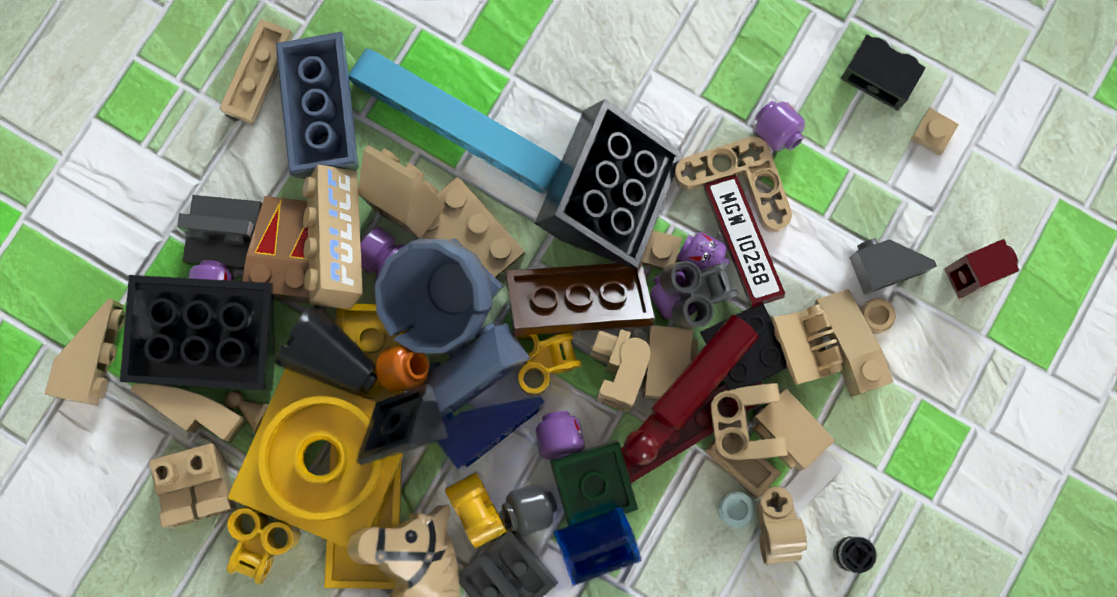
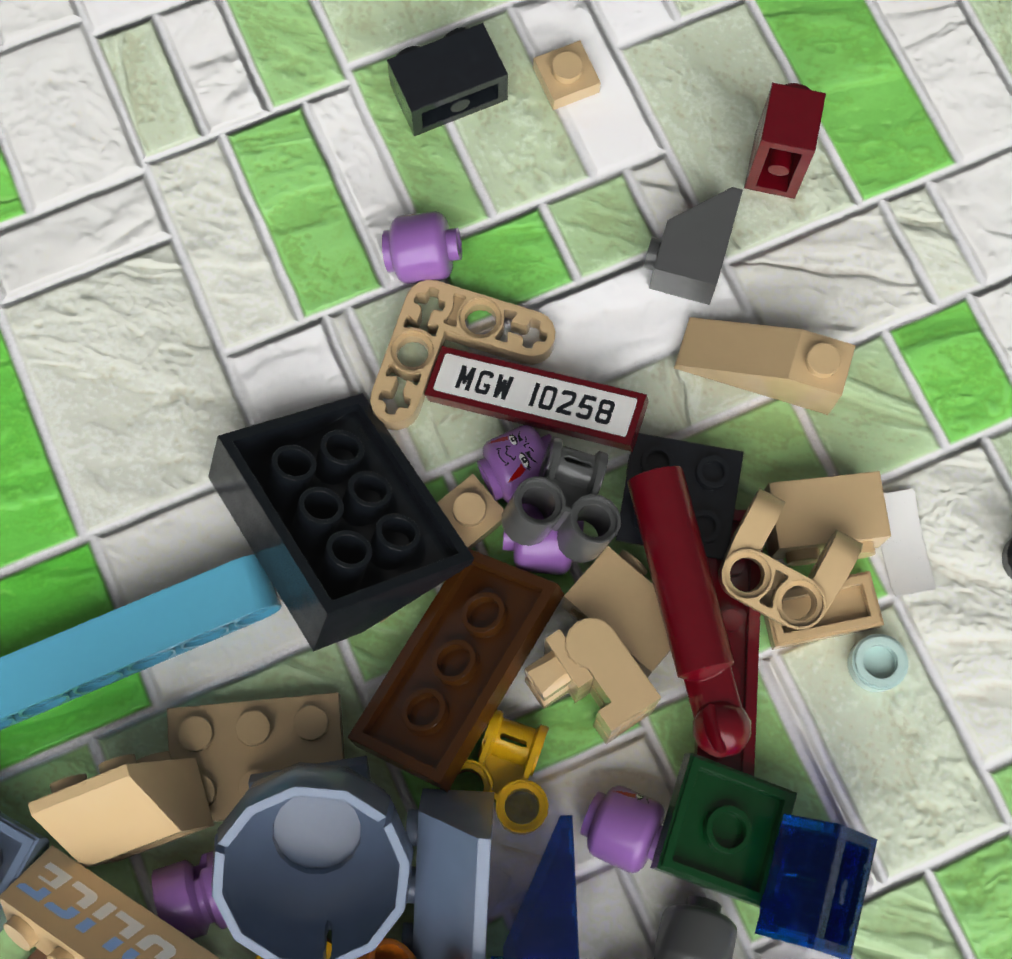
camera: 50 degrees left, 5 degrees down
(782, 533) = (952, 626): tan piece -> none
(804, 345) = (729, 423): tan hinge -> none
(879, 314) = (748, 303): tan tile -> none

